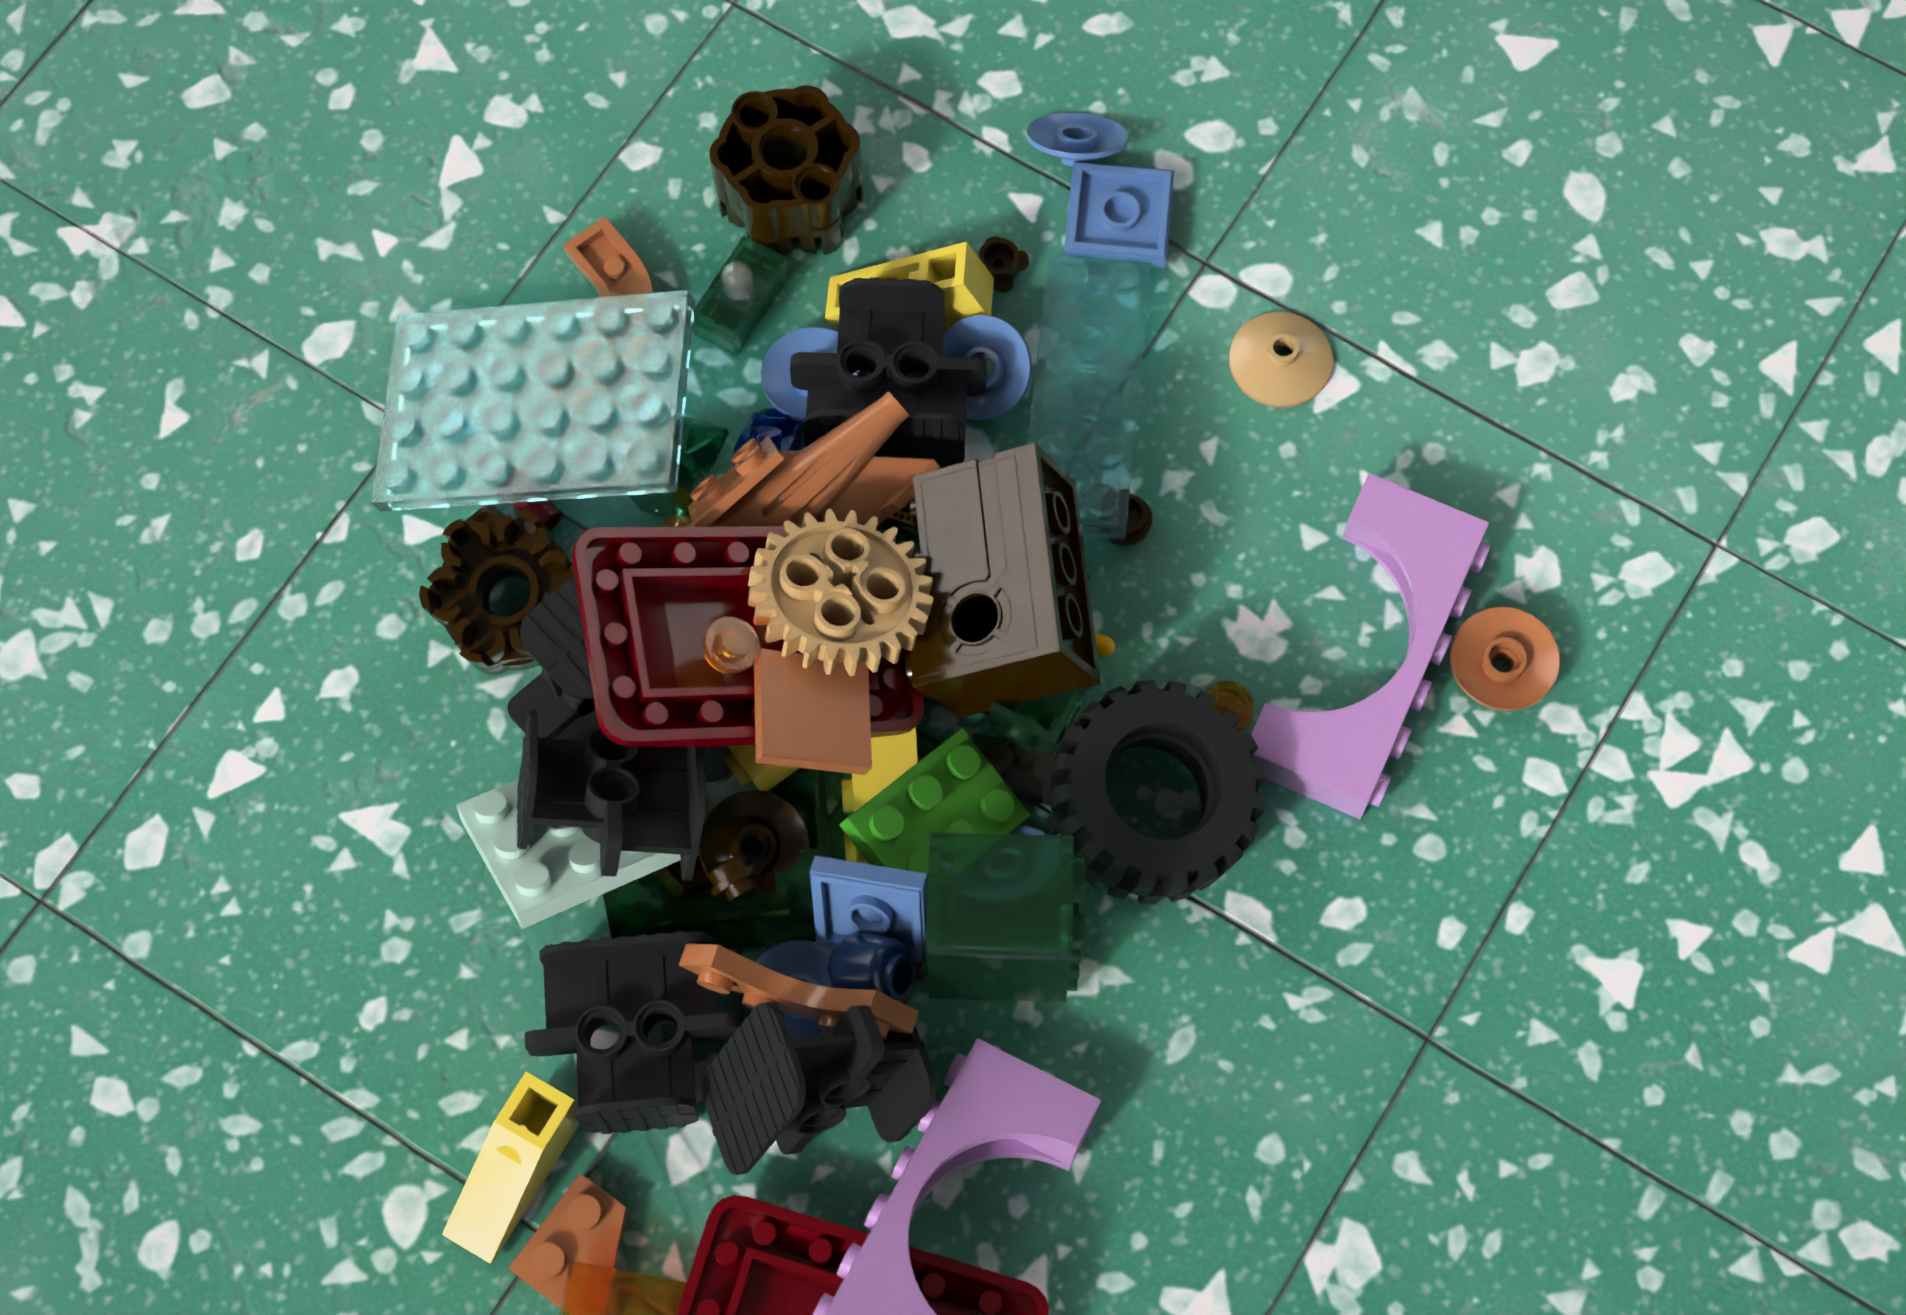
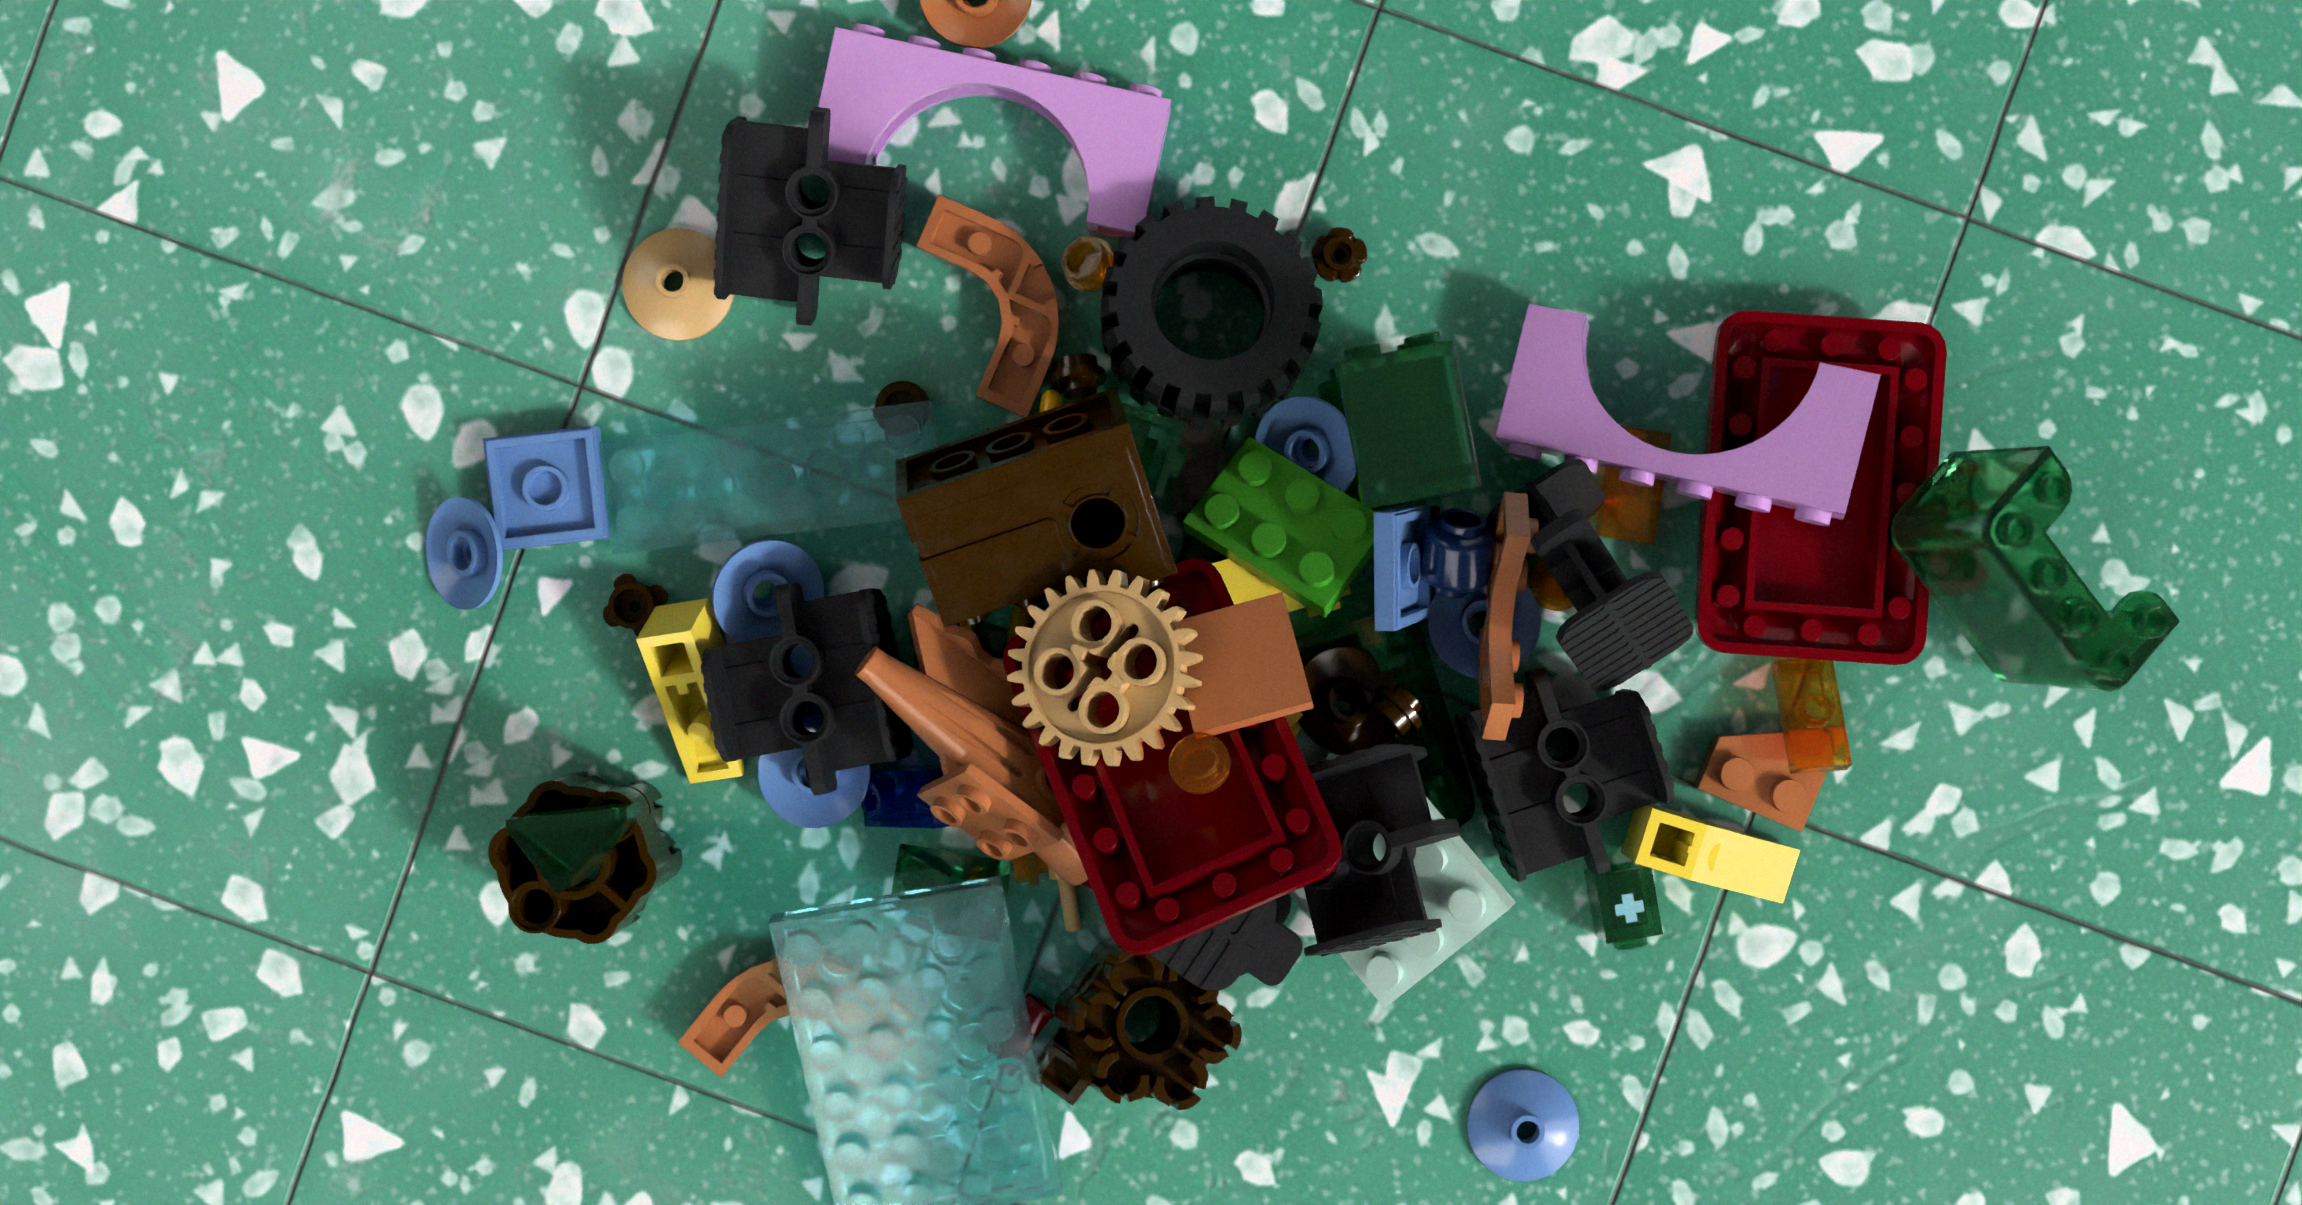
camera: 105 degrees left, 20 degrees up
(316, 956) = (1506, 1103): none -> medium blue dish
(484, 1069) = (1624, 905): none -> clear green brick
(740, 296) = (736, 872): clear green piece -> none
(801, 140) = (571, 842): none -> clear green slope
(869, 1171) = (1629, 509): none -> clear orange plate
(1121, 669) = (1077, 376): none -> dark brown plate
(1188, 955) = (1339, 270): none -> dark brown plate
(1207, 643) = (1024, 296): none -> nougat plate
(1327, 423) = (767, 210): none -> black piece

